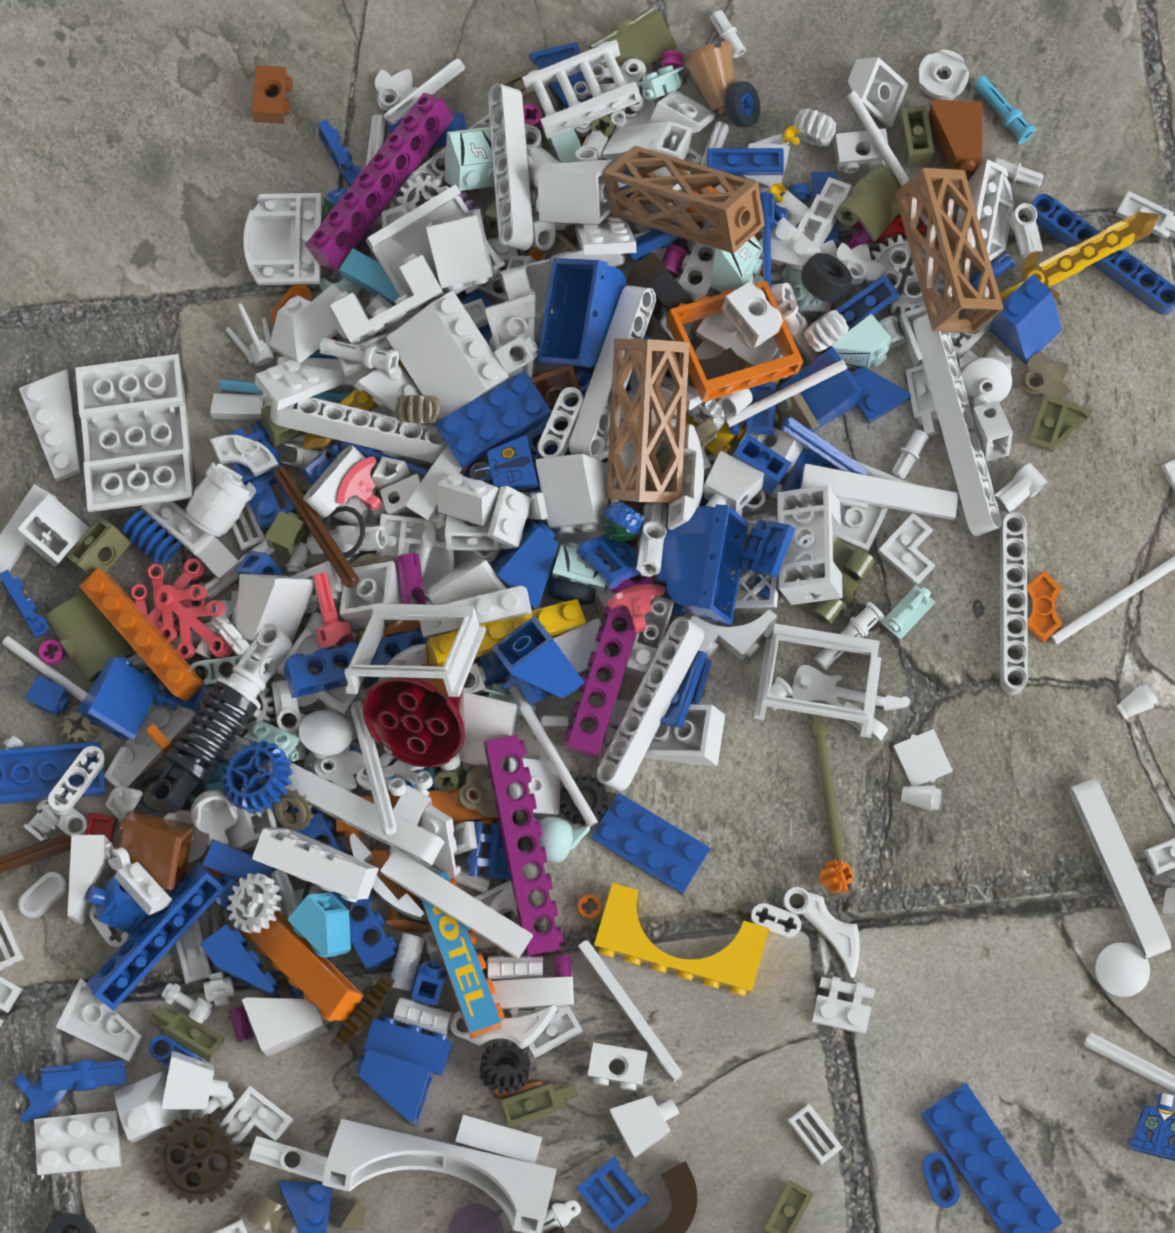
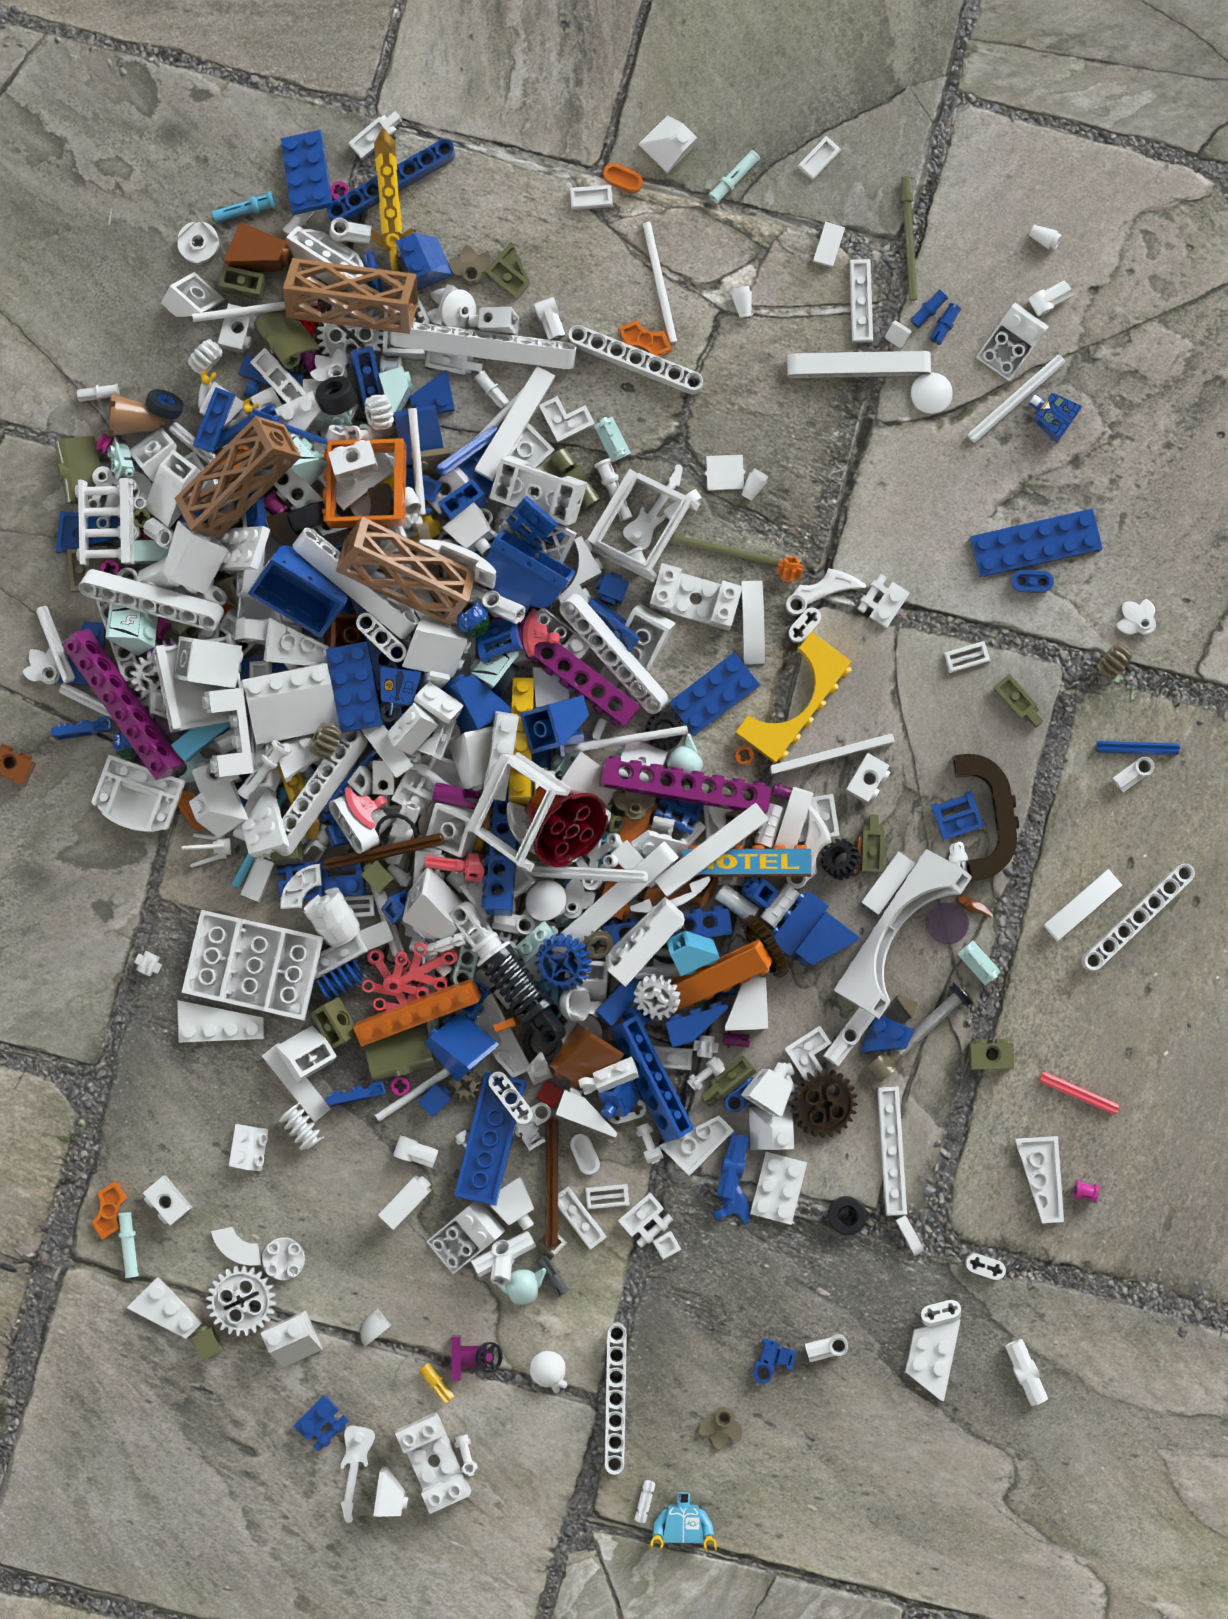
camera: 70 degrees left, 10 degrees up
(68, 975) = (653, 1153): none -> white bar
(97, 321) = (148, 963): none -> white gear
(484, 195) = (162, 626): none -> dark pink bush
(508, 360) = (316, 656): white brick -> none
(643, 1122) = (915, 775): white torso -> none
(729, 677) = (612, 589): none -> blue brick
(751, 749) = (675, 588): none -> white plate
(754, 857) = (753, 622): none -> white slope
(1072, 197) = (339, 184): none -> dark pink bush
(1073, 158) = (306, 172): none -> blue plate

